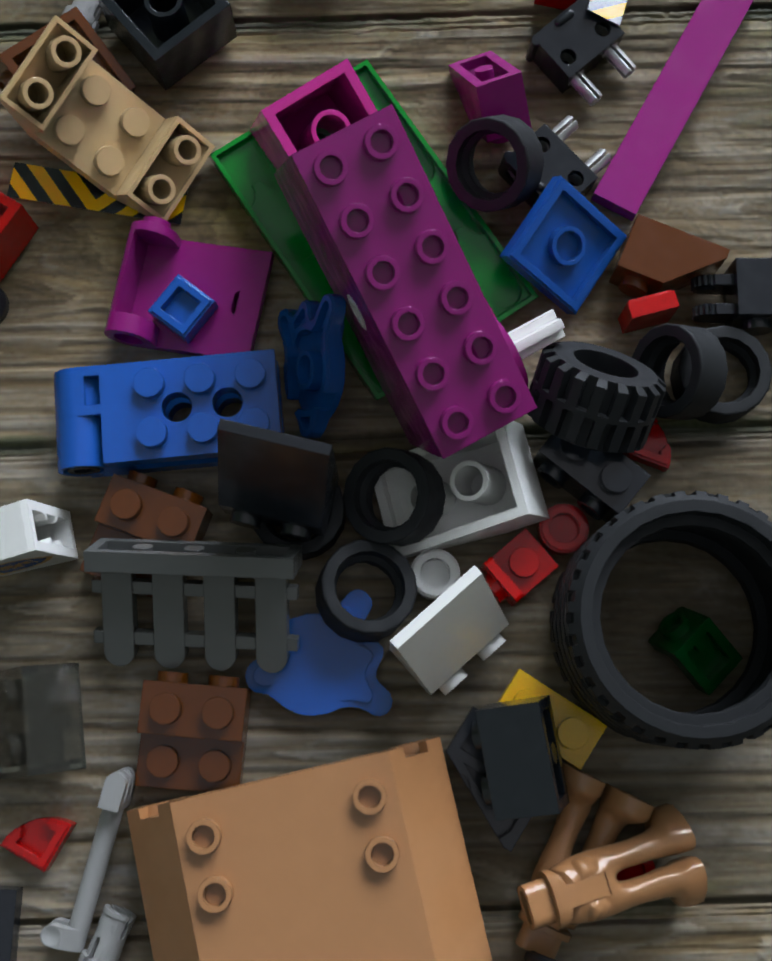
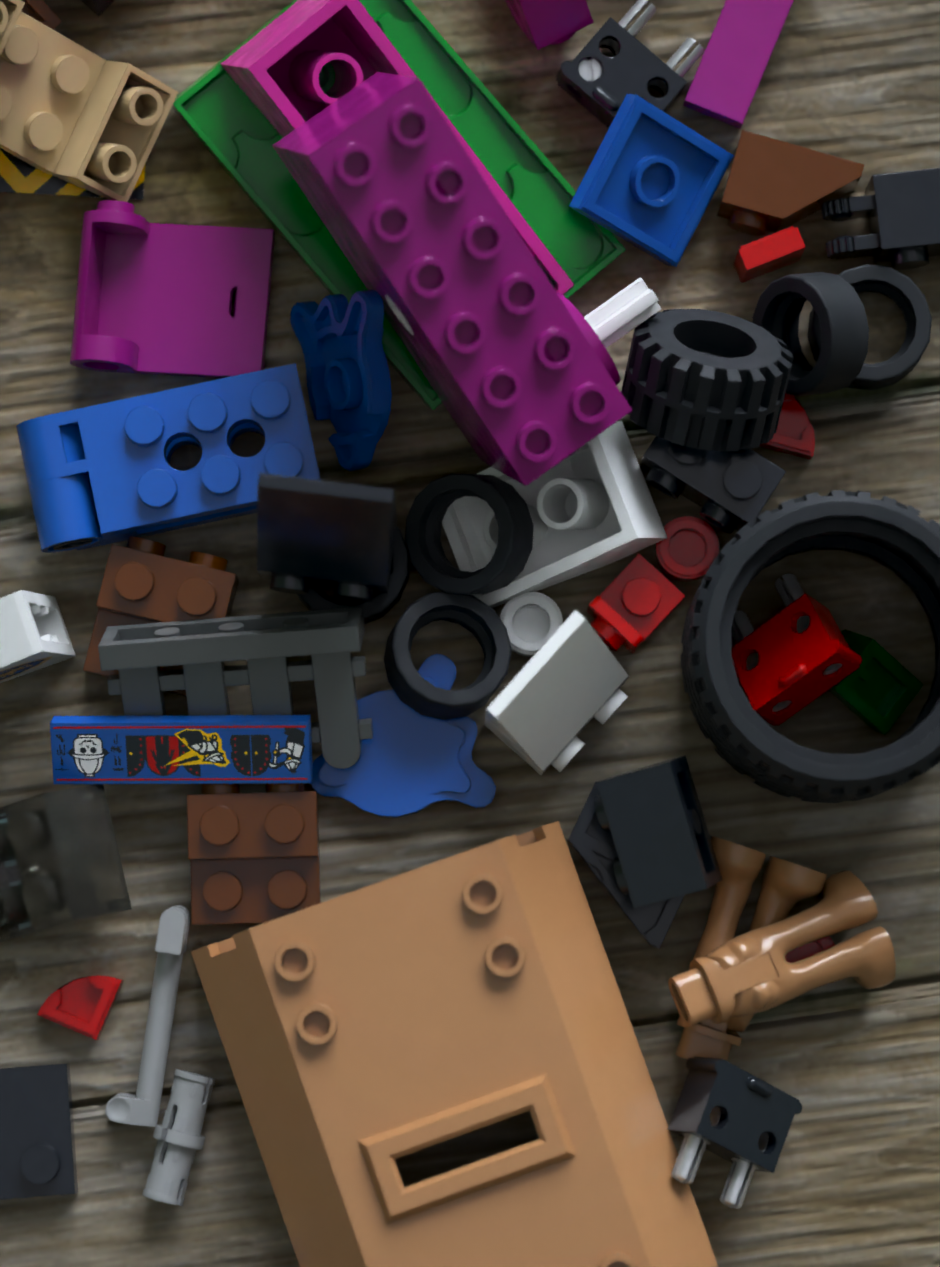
camera: 10 degrees left, 5 degrees up
(143, 642) = (181, 749): none -> tile
(183, 308) = (167, 318): blue tile -> none
(461, 167) = (516, 107): black tyre -> none
(574, 727) = (722, 793): yellow plate -> none
(644, 622) = (790, 655): none -> red piece

